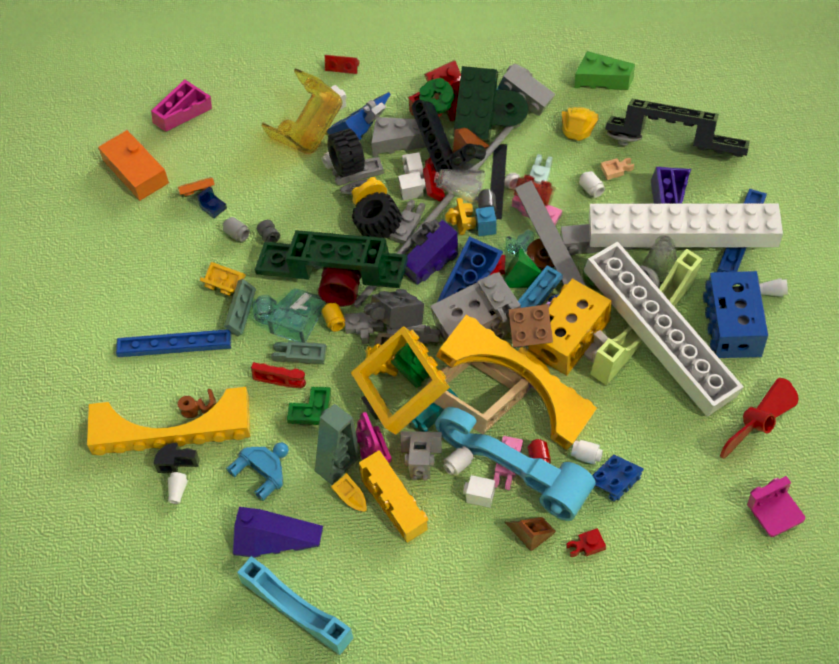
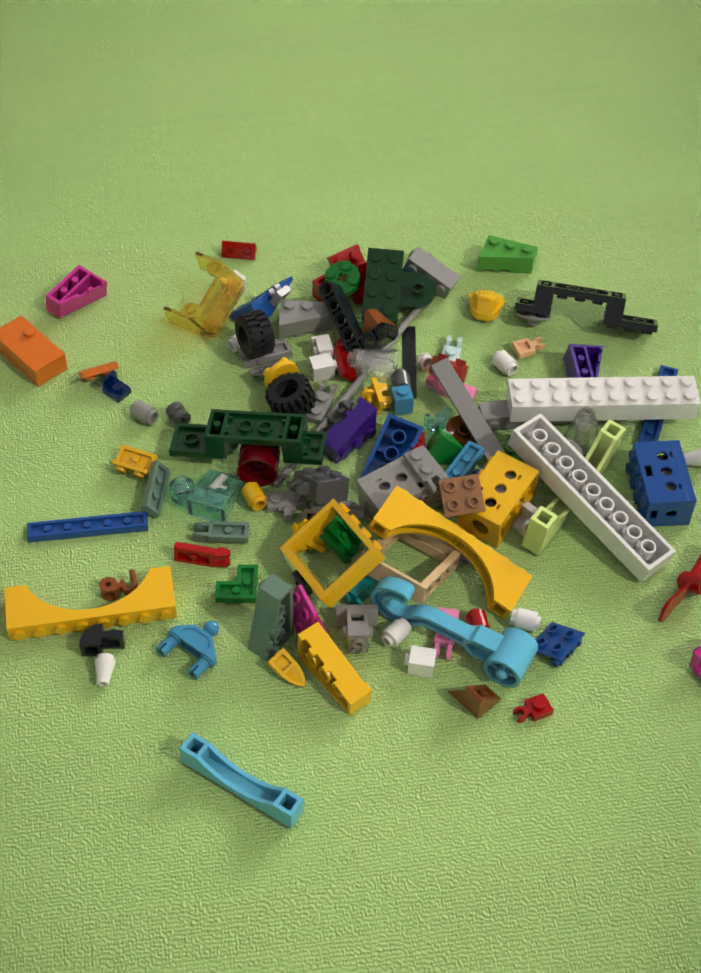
camera: 10 degrees left, 5 degrees down
(266, 532) = (205, 710): dark purple wedge -> none

